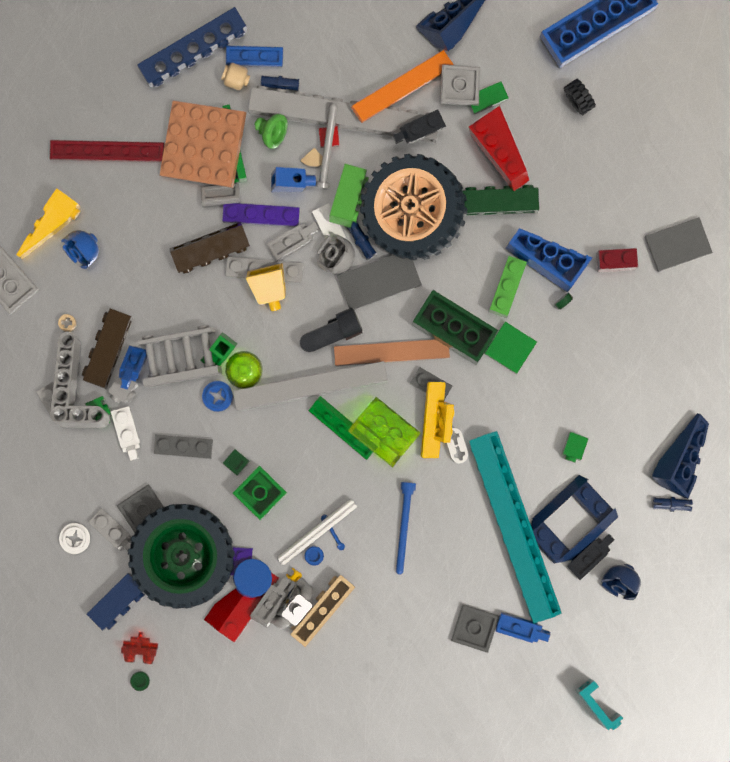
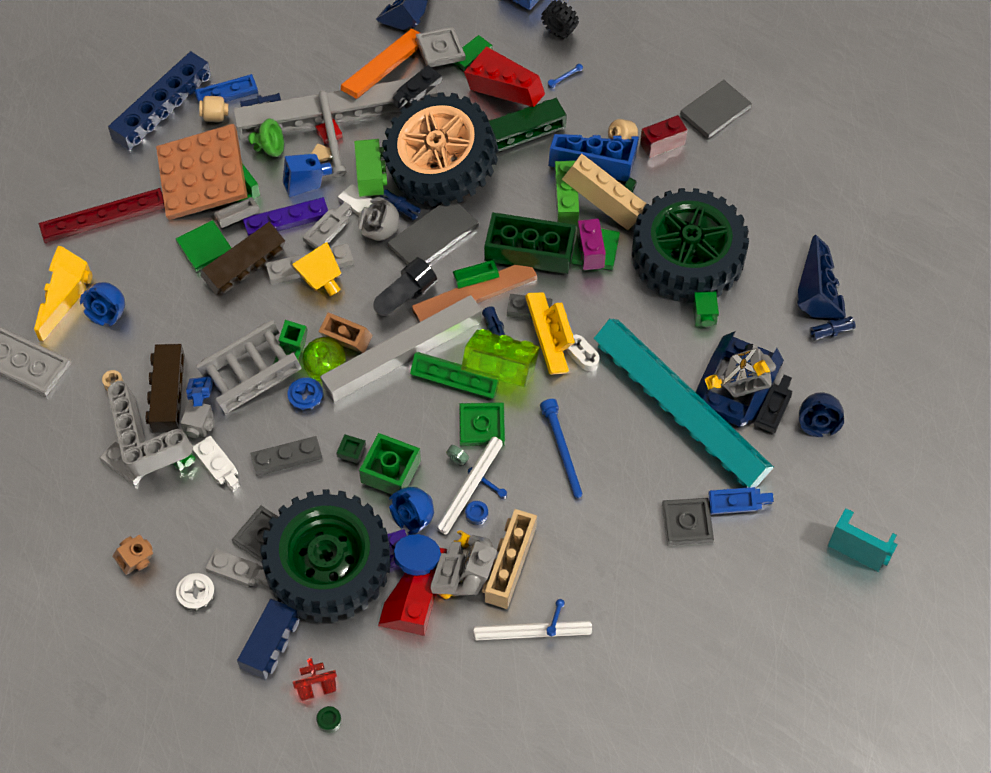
camera: 20 degrees left, 25 degrees down
(30, 492) = (133, 554): none -> medium nougat brick
(182, 217) = (203, 245): none -> green tile
(265, 537) = (412, 508): none -> blue cylinder
(268, 356) = (346, 333): none -> medium nougat brick
(317, 501) = (457, 455): none -> sand green tile
(317, 671) = (531, 630): none -> white axle
(329, 682) = (551, 631): none -> blue hinge
(348, 479) = (480, 423): none -> green tile
(394, 381) = (492, 321): none -> dark blue pin
(398, 337) = (476, 274): none -> green tile
(504, 350) = (591, 244): none -> magenta brick
(537, 306) = (604, 191): none -> tan brick
(546, 158) = (552, 83): none -> blue hinge
(576, 524) = (745, 373): none -> torso
(583, 242) = (622, 128): none -> tan head
(599, 413) = (689, 228): none -> wheel

